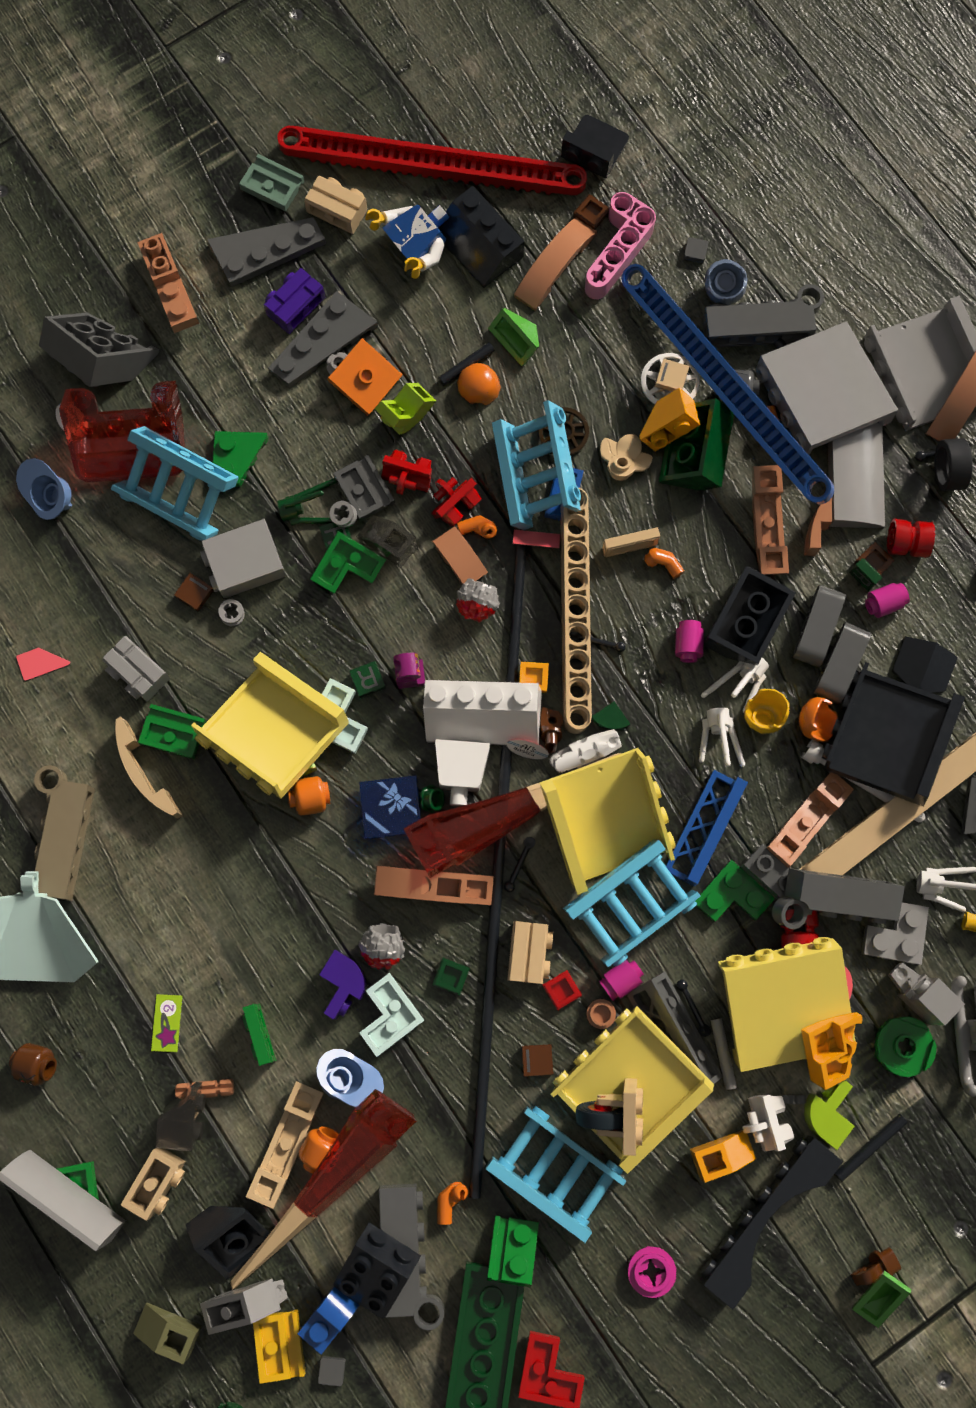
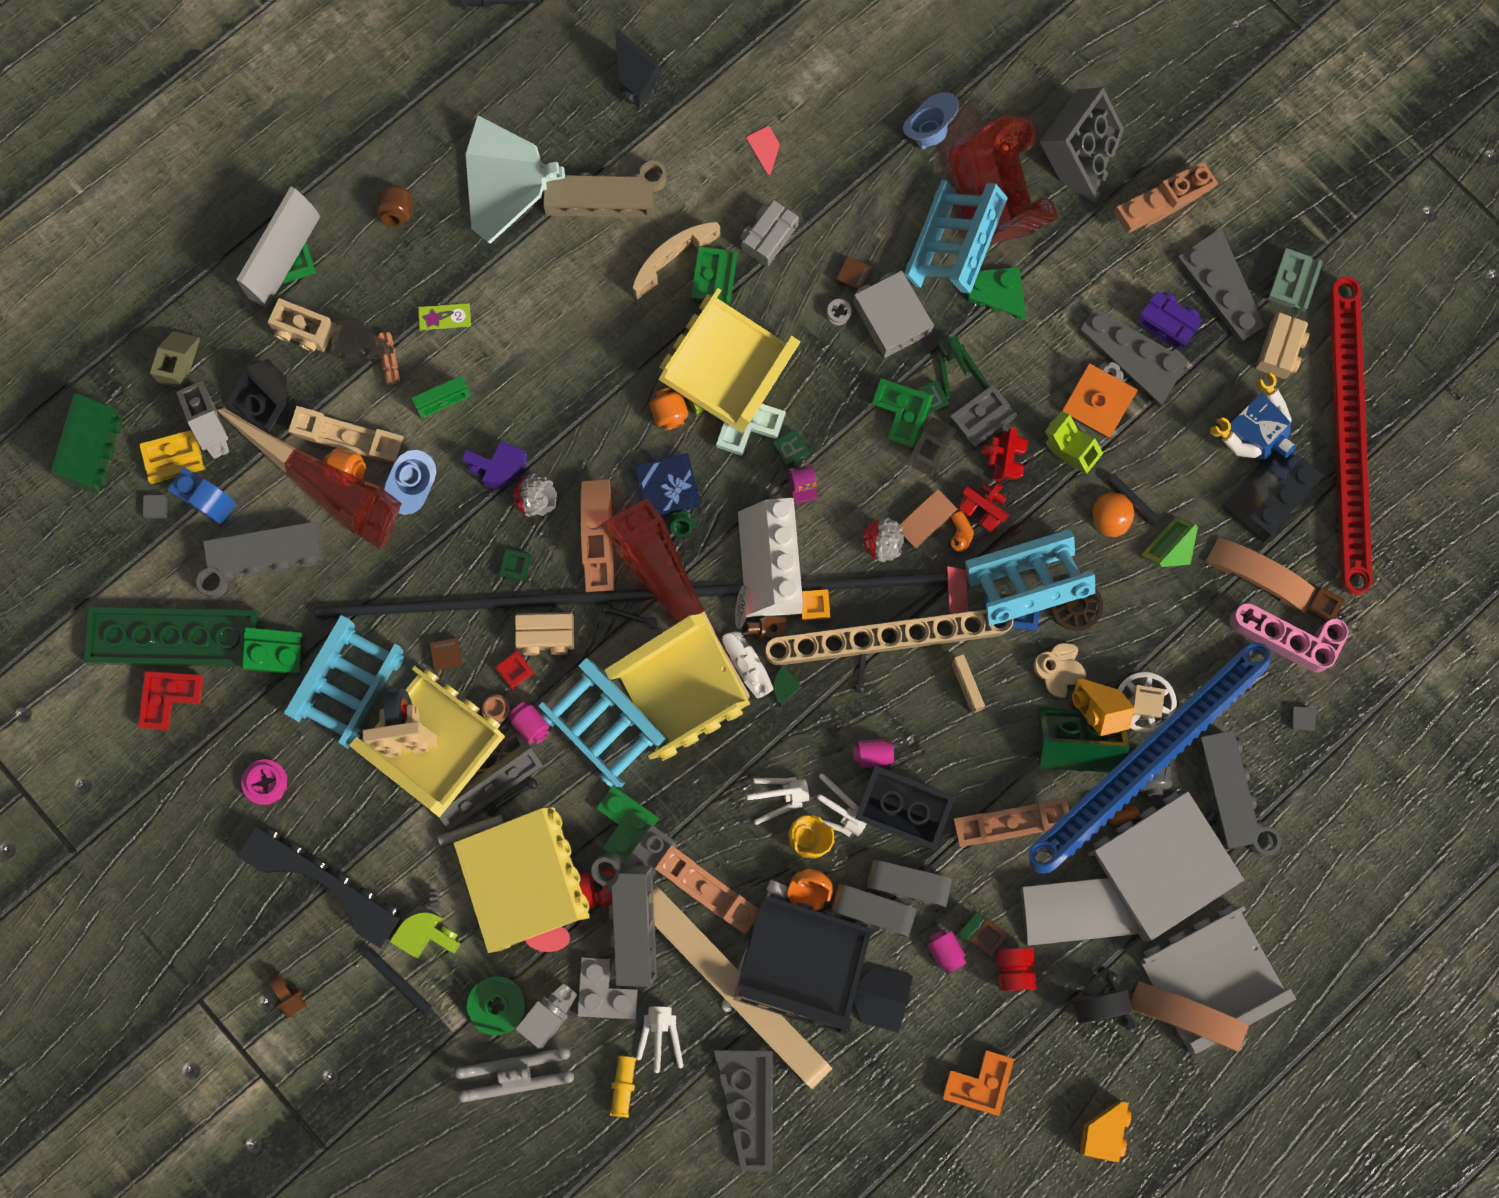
camera: 80 degrees right, 0 degrees up
(341, 506) = (951, 407): light grey bush -> none
(376, 1271) = (243, 526): black bracket -> none
(397, 1019) = (474, 519): light aqua plate -> none
(449, 1198) = (312, 588): orange arm -> none
(461, 767) = (714, 546): white torso -> none
(594, 145) = (1401, 598): black bracket -> none
(665, 558) = (957, 721): orange arm -> none
(716, 830) = (683, 798): blue fence -> none
(722, 1156) = (375, 835): light orange slope -> none
(725, 282) = (1268, 750): sand blue hair -> none
(765, 1122) = (399, 881): white hips -> none
(820, 521) = (1021, 873): nougat slope -> none
(830, 1049) = (484, 925): light orange slope -> none
(881, 1299) = (258, 998): bright green slope -> none

